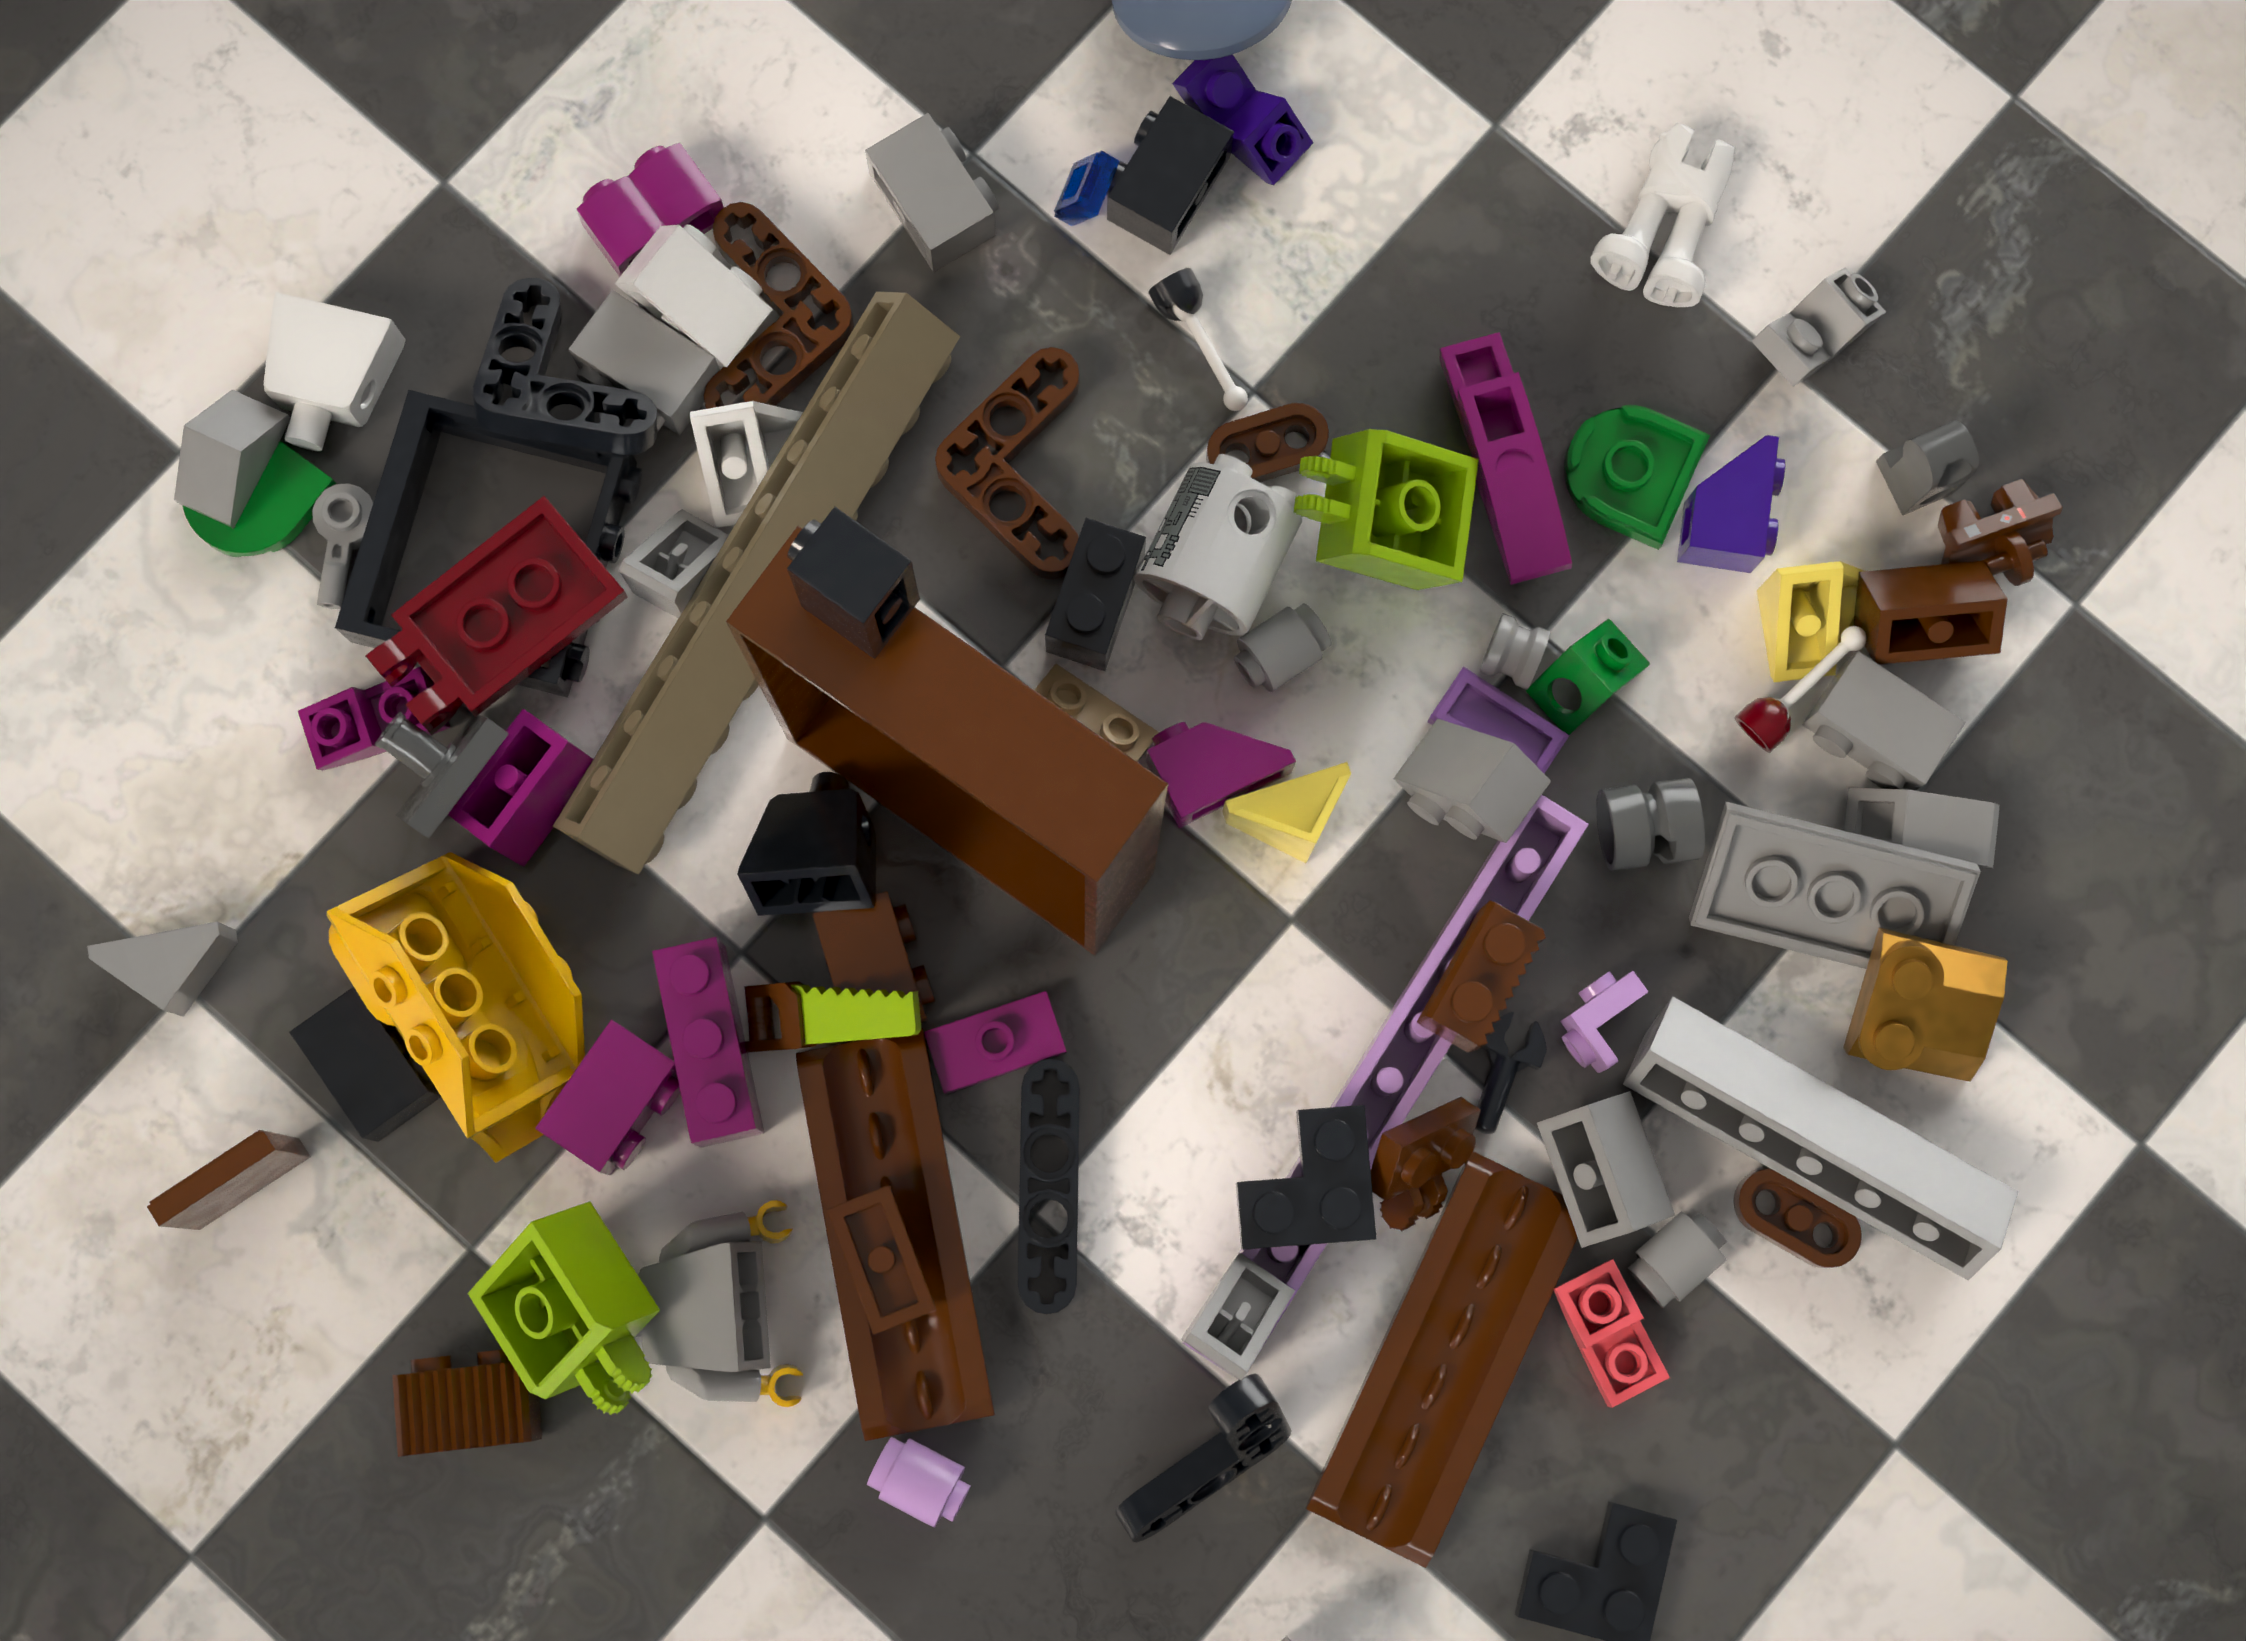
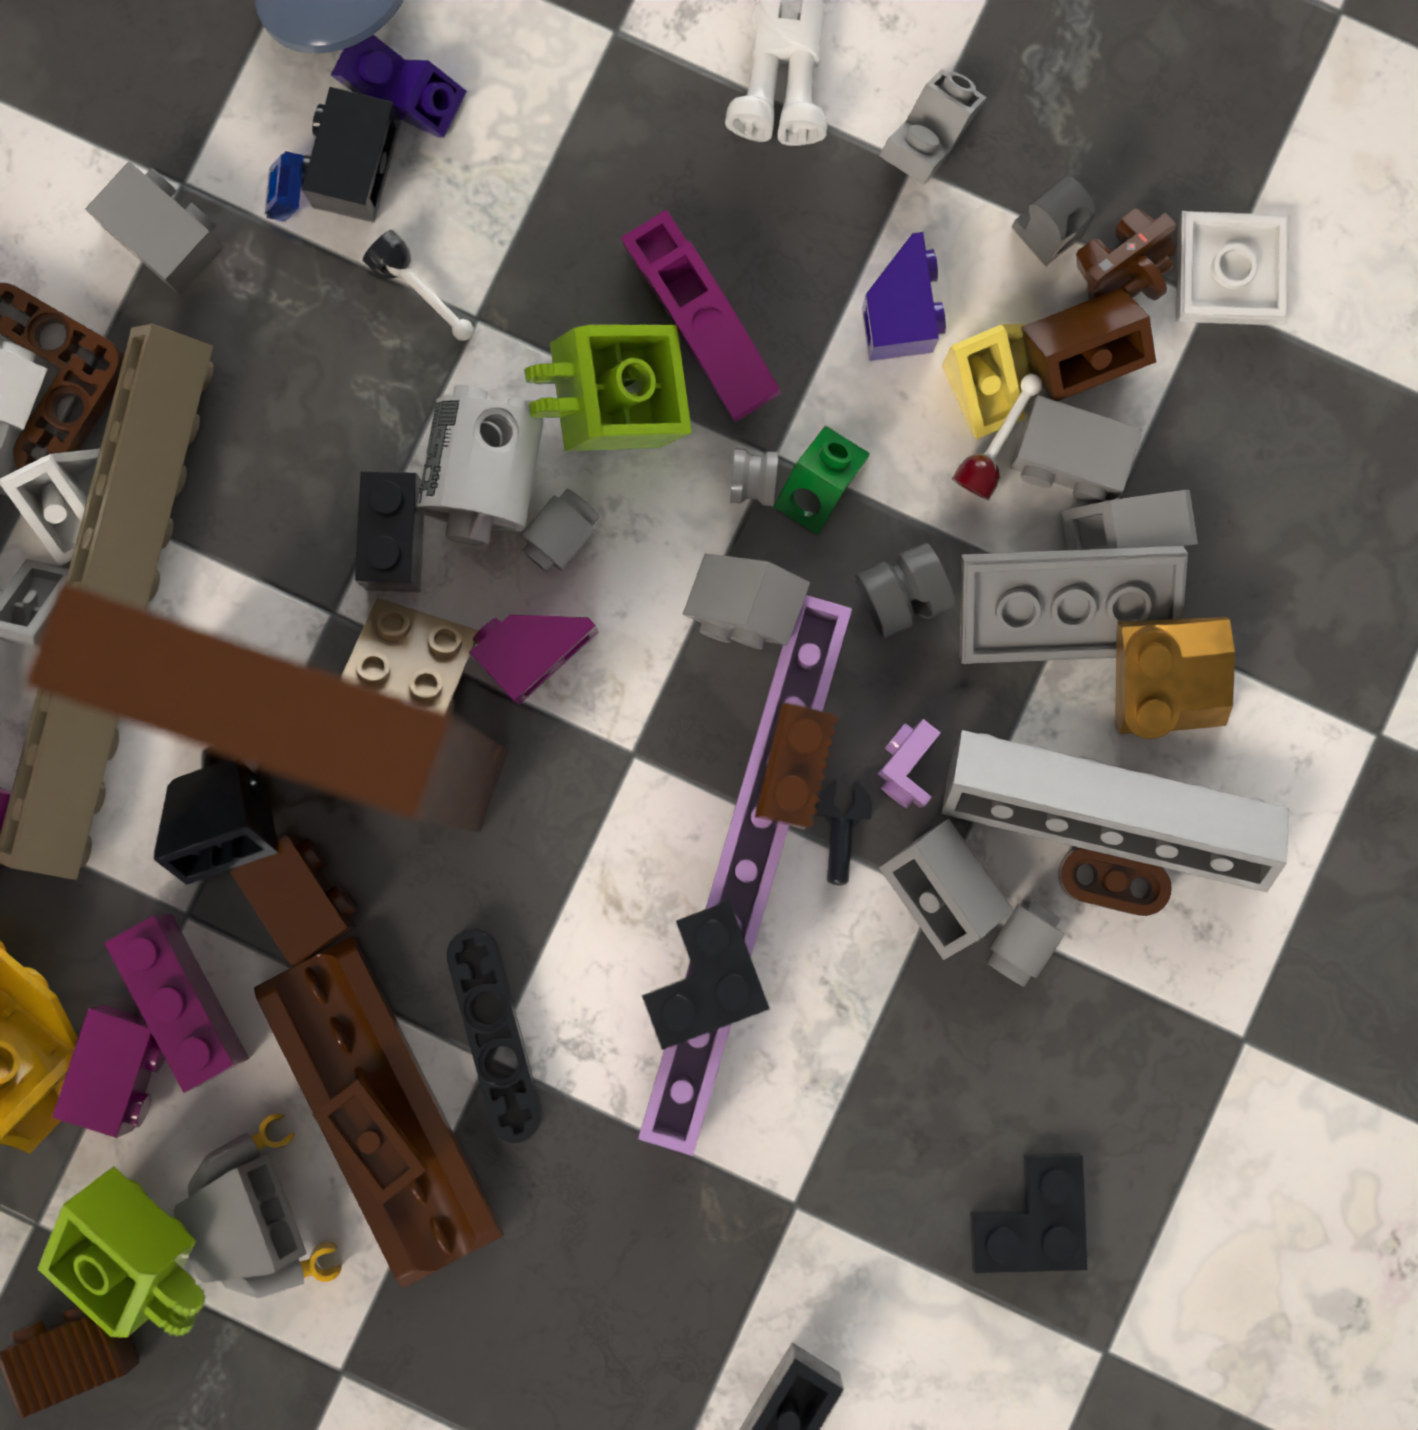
camera: 10 degrees left, 5 degrees up
(826, 1015) = (265, 952): lime piece -> none
(852, 580) = (112, 623): black brick -> none
(919, 1481) = (456, 1308): lavender brick -> none
(995, 473) = (277, 451): reddish brown beam -> none
(995, 1042) = (416, 929): magenta plate -> none
(1238, 1316) = (673, 1109): light grey slope -> none
(1249, 1431) = (706, 1193): black beam -> none
(1264, 441) = (495, 357): reddish brown plate -> none
(1291, 812) = (606, 667): light yellow slope -> none
(1415, 1155) = (783, 930): reddish brown hinge -> none
(1446, 1361) = (860, 1081): reddish brown plate -> none
(1488, 710) = (758, 538): medium lavender tile -> none
(1610, 1333) = (987, 1020): coral slope -> none
(1632, 470) = (811, 294): green tile -> none
(2112, 576) = (1233, 268): none -> white tile

